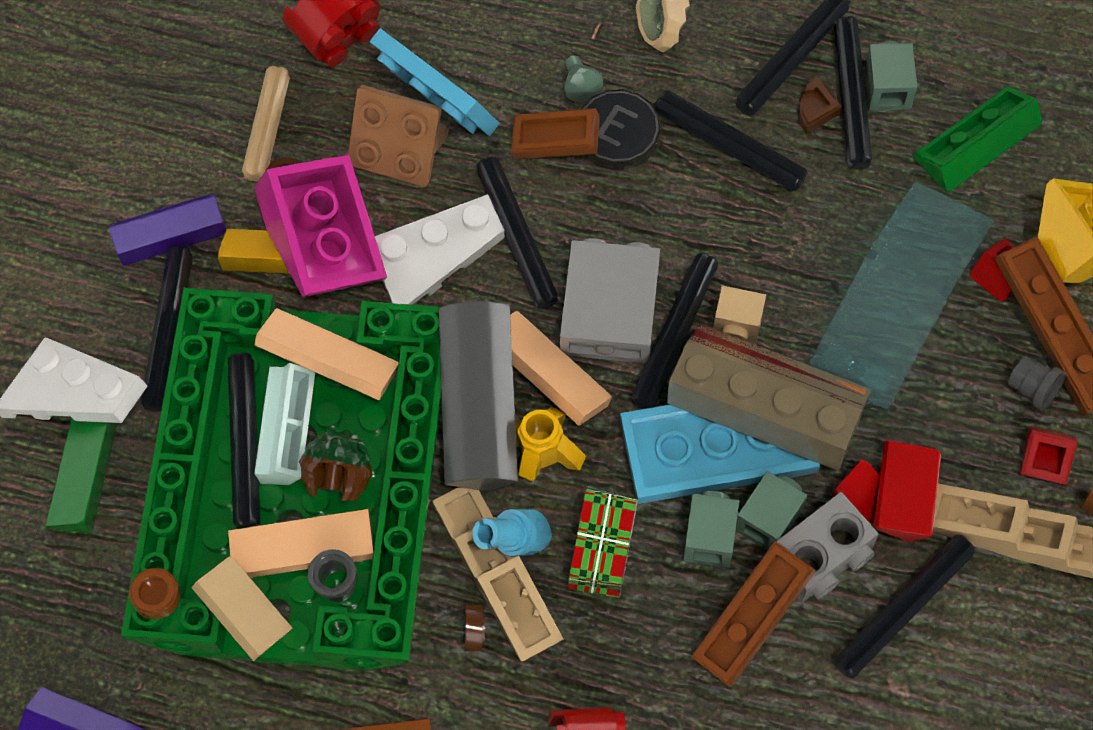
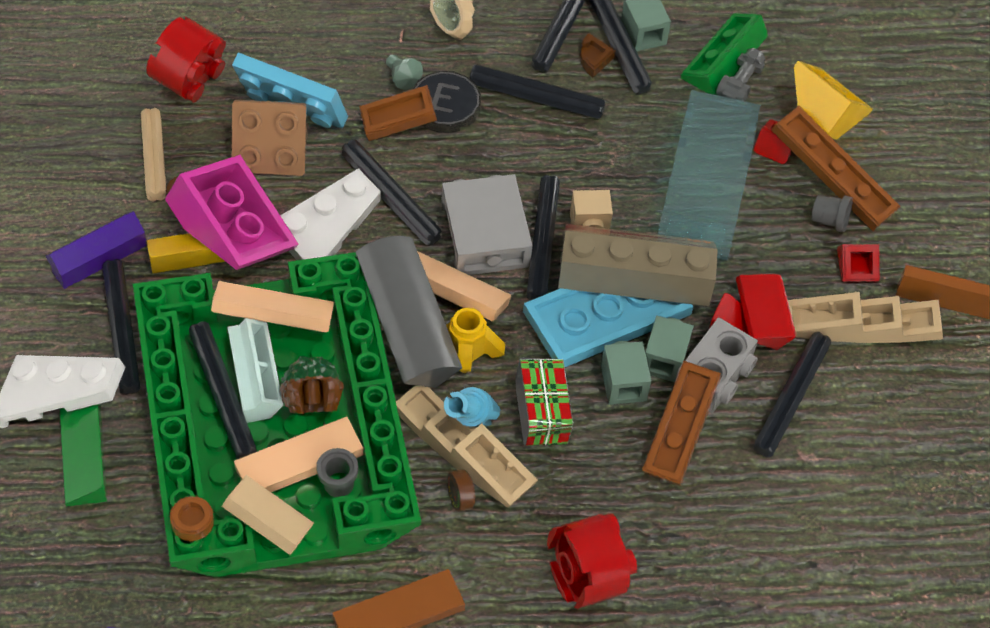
camera: 25 degrees left, 10 degrees down
(973, 189) = (736, 86): none -> dark grey bar

